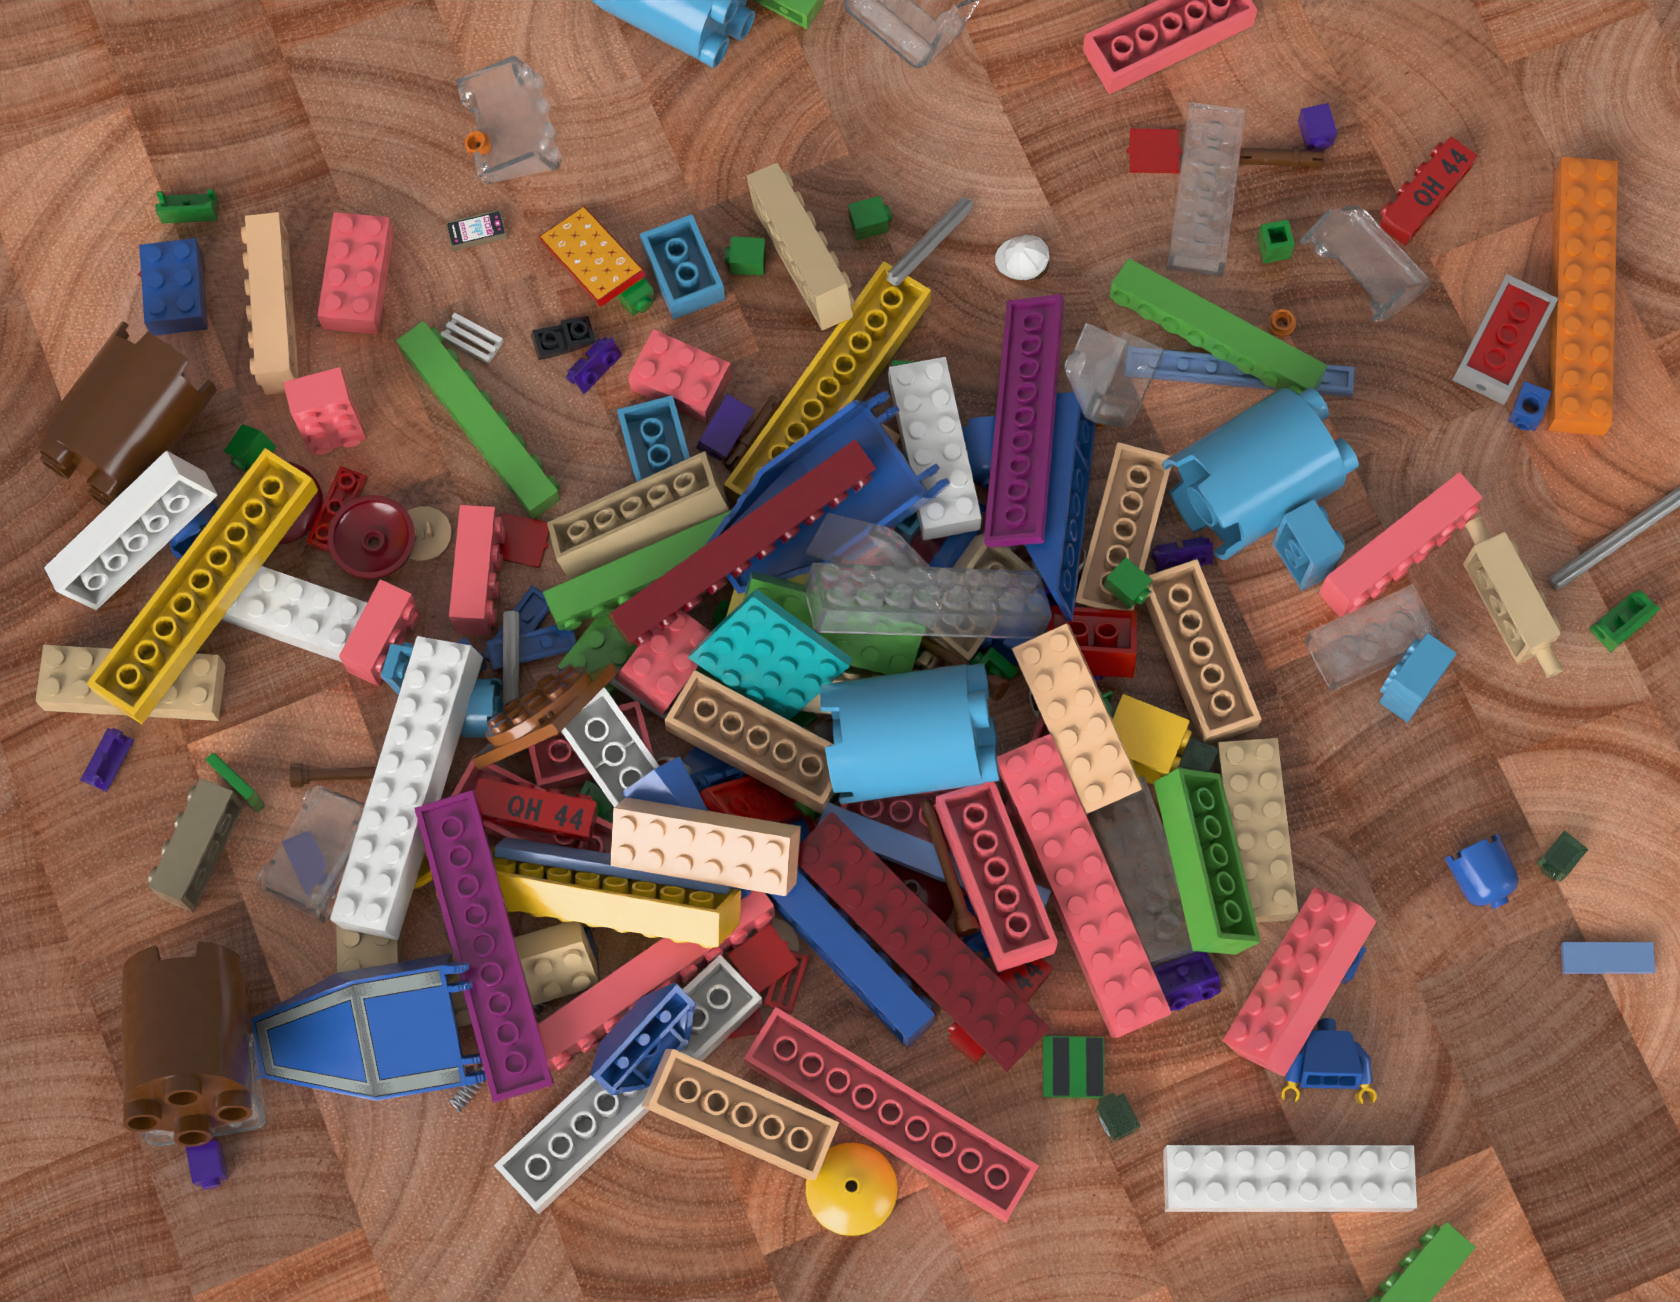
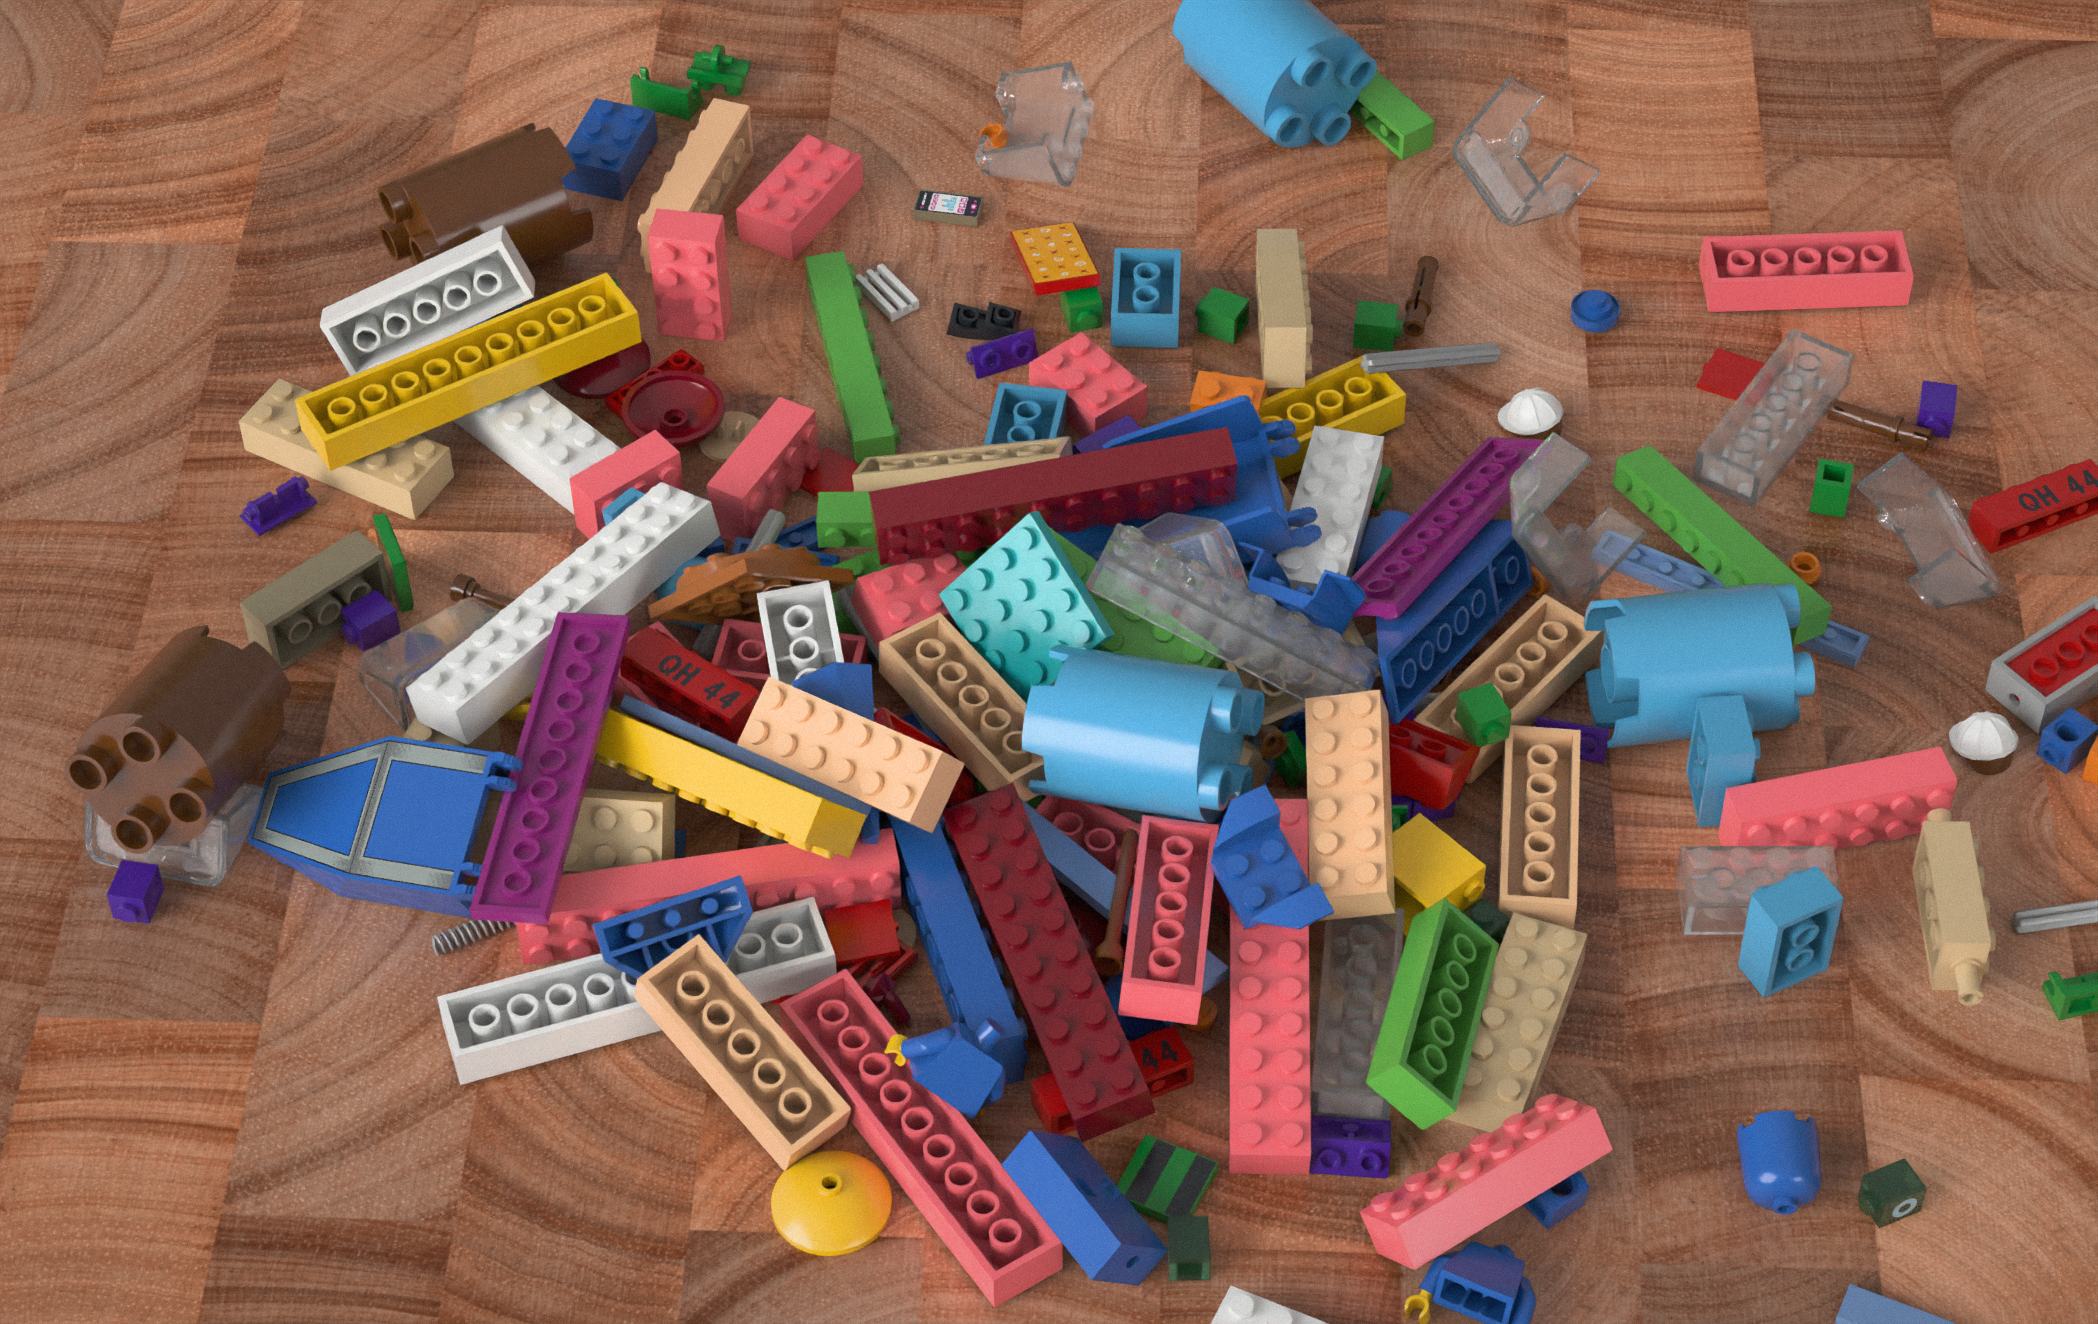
camera: 25 degrees right, 25 degrees down
(219, 165) = (719, 69): none -> green hips
(243, 840) = (369, 621): none -> dark purple brick
(800, 352) = (1218, 387): none -> orange bracket
(802, 1006) = (882, 991): none -> dark red plate
(894, 198) = (1419, 303): none -> reddish brown pin
(901, 1064) = (956, 1064): none -> blue torso
(955, 554) = (1327, 606): none -> blue piece
(1026, 131) = (1595, 310): none -> blue plate
(1037, 1127) = (1084, 1208): none -> blue brick
(1053, 817) = (1261, 869): none -> blue piece
(1470, 431) = (1985, 742): none -> white piece

